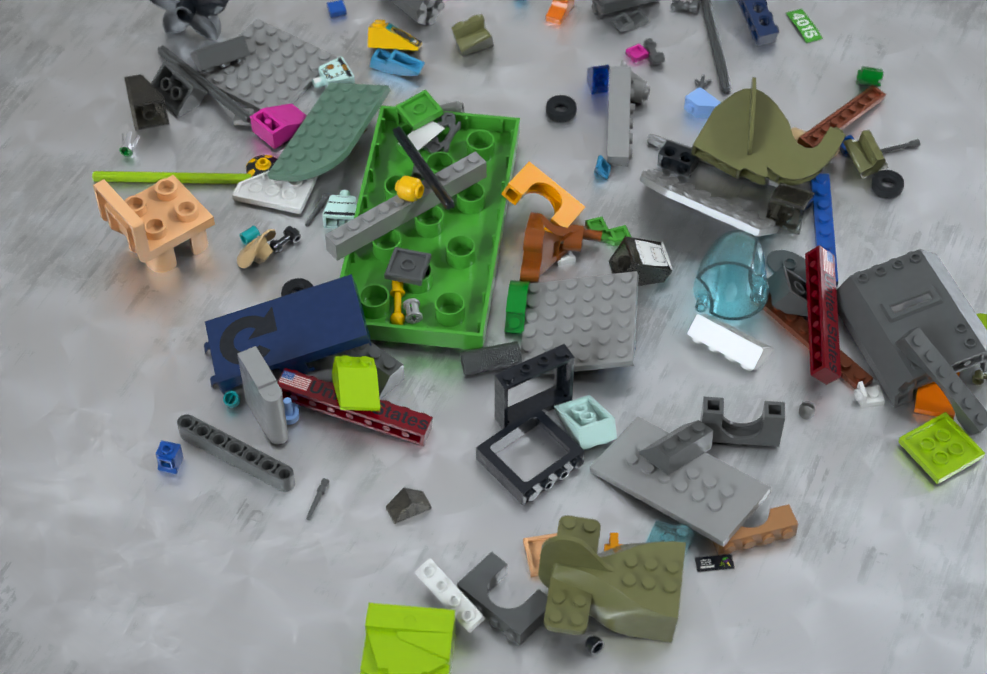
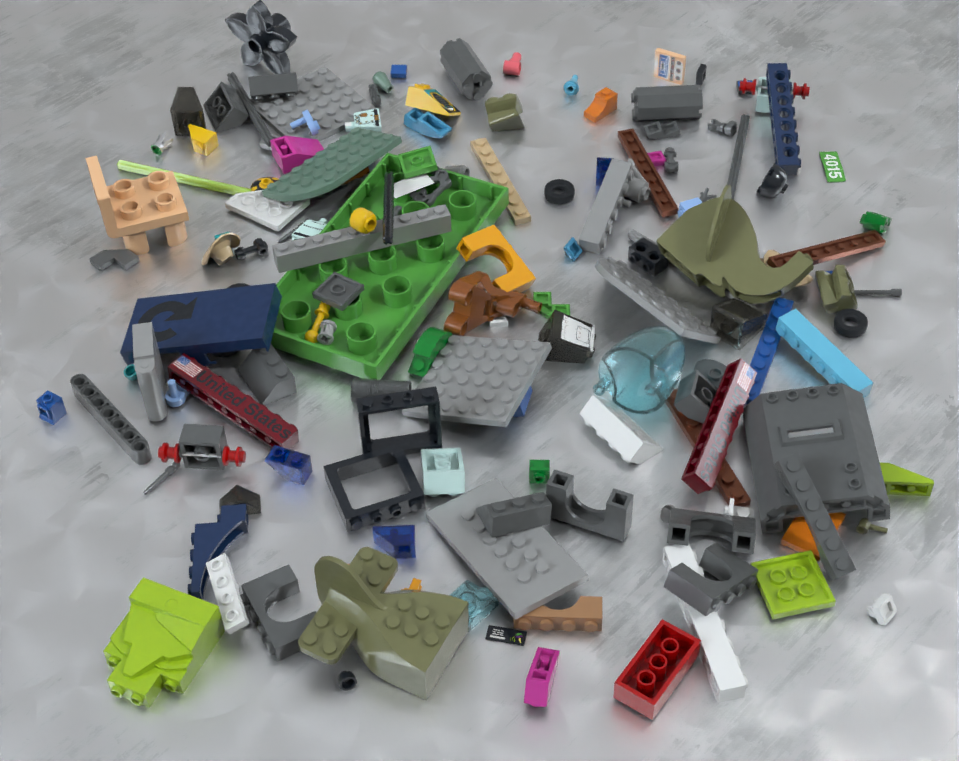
camera: 20 degrees right, 5 degrees down
(153, 278) = (122, 257): none -> dark grey tile
(170, 130) = (203, 140): none -> yellow slope
(285, 90) = (313, 125): none -> light blue piece
(325, 40) = (374, 93): none -> dark grey axle
(326, 24) = (382, 82): none -> sand green cone
(350, 460) = (202, 448): none -> dark grey brick
(356, 383) = (238, 381): lime slope -> none
(402, 550) = (212, 541): none -> dark blue arch
(440, 453) = (290, 464): none -> clear blue slope
(495, 106) = (497, 175): none -> tan plate
(576, 501) = (396, 540): none -> clear blue slope
(619, 52) = (643, 163): none -> copper plate
(674, 399) = (539, 471): none -> green bracket
(761, 55) = (773, 182): none -> black cylinder
(766, 592) = (541, 677): none -> dark pink slope
(864, 557) = (657, 669): none -> red brick
(877, 476) = (706, 594): none -> dark grey arch
(878, 221) = (821, 352): none -> medium azure brick
(881, 410) = (735, 529): none -> dark grey arch
(882, 502) = (715, 648): none -> white brick

